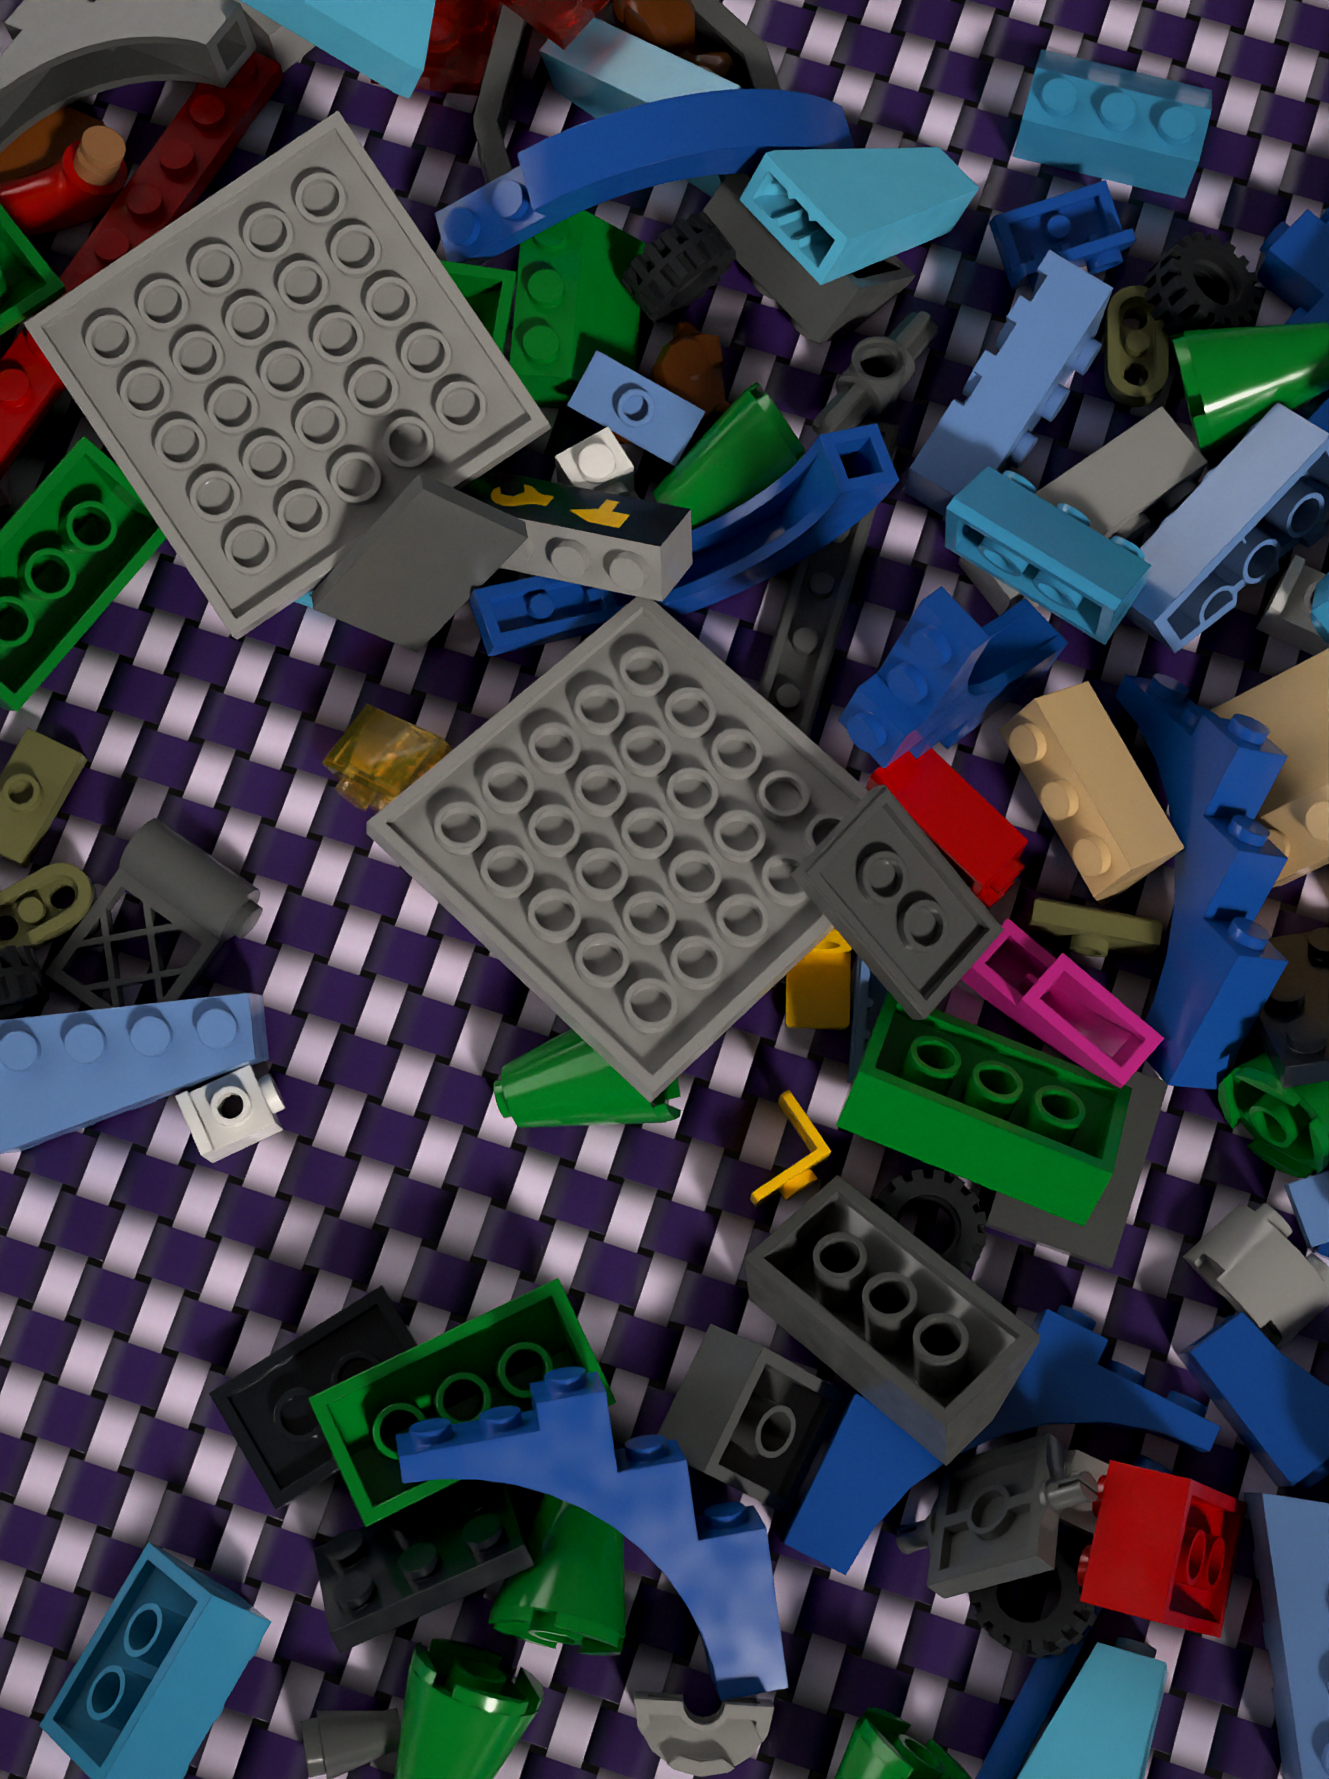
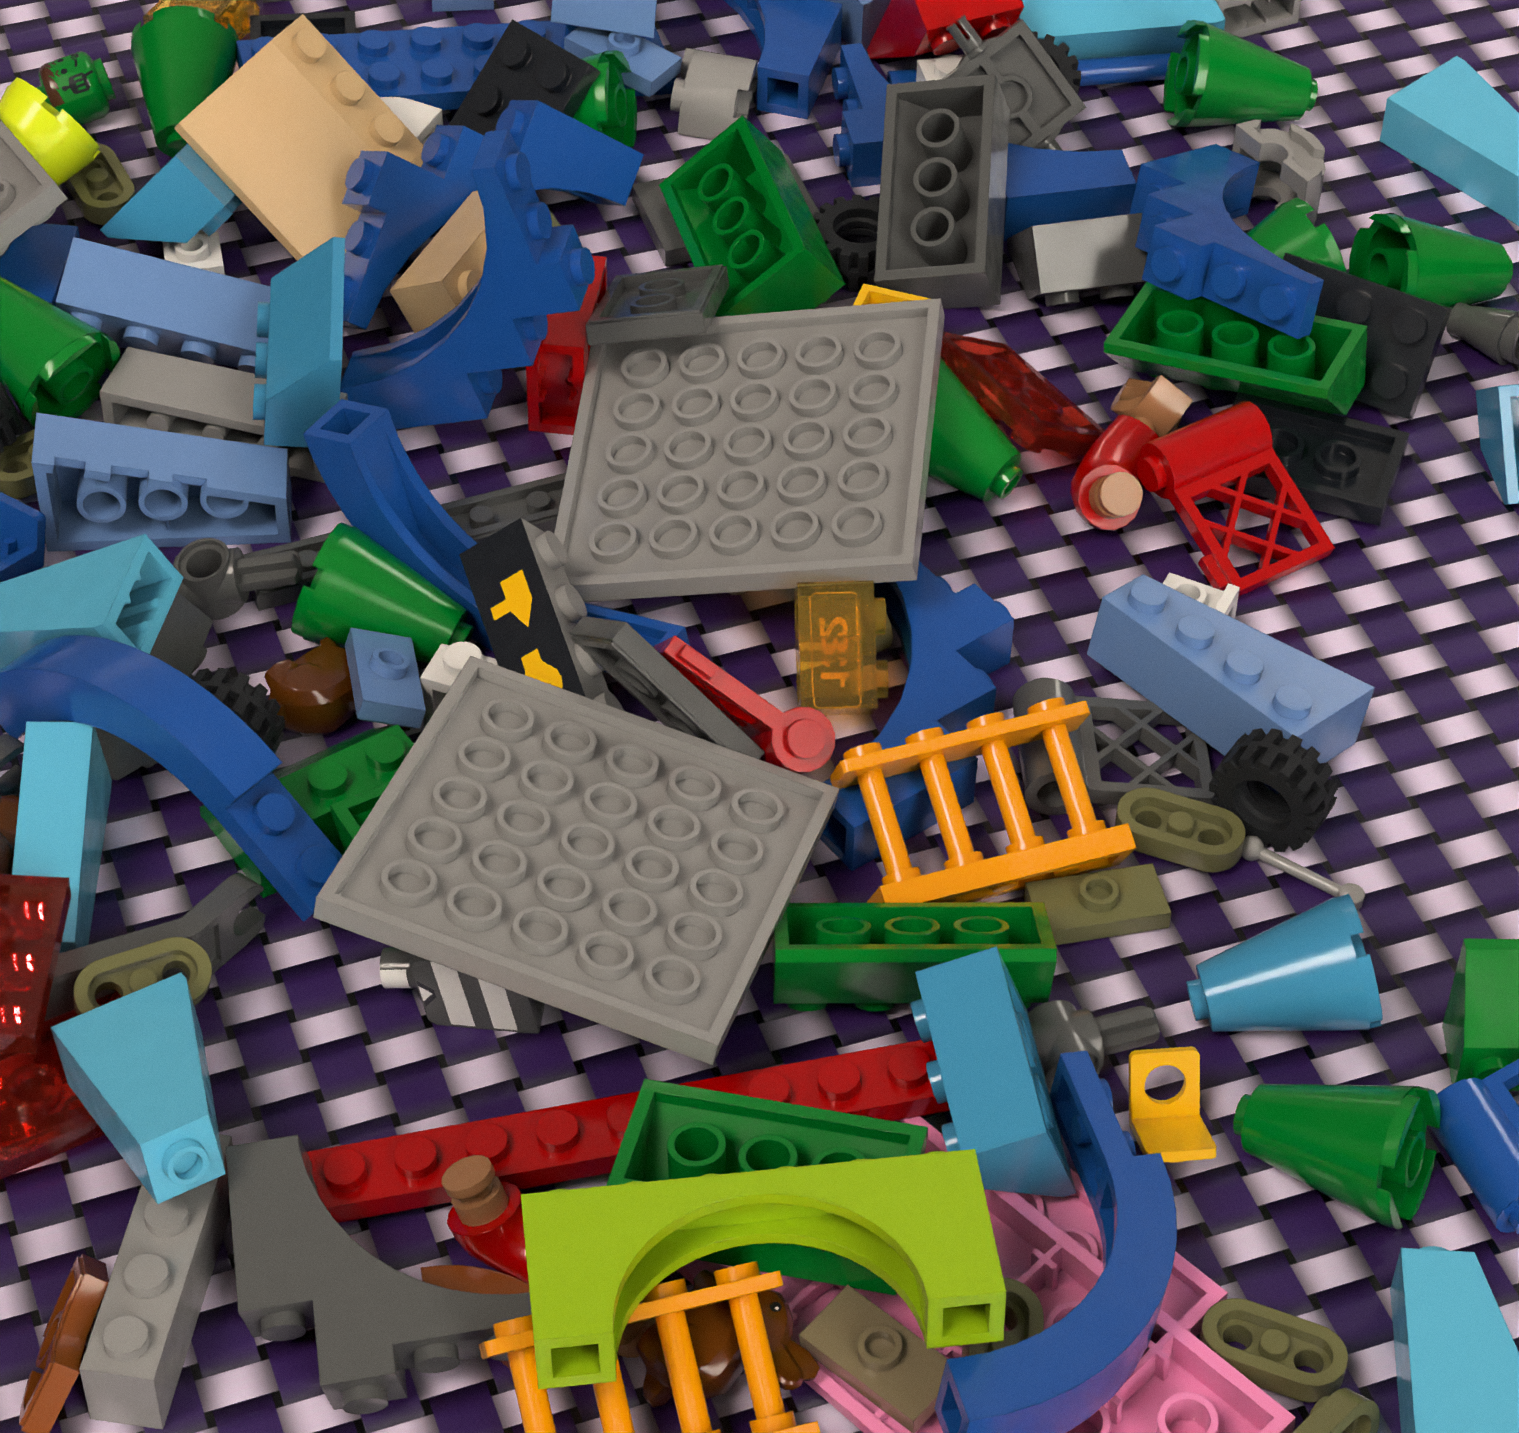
camera: 130 degrees left, 30 degrees down
(101, 726) = (1028, 858): none -> light orange fence
(251, 761) = (948, 651): none -> blue arch
(334, 643) = (791, 739): none -> piece
(363, 1258) = (1207, 460): none -> red piece
(444, 1195) = (1107, 480): none -> piece
(455, 63) = (143, 967): none -> olive plate
(588, 1182) = (1019, 396): none -> clear red plate
(1062, 1006) = (637, 219): dark pink slope -> none

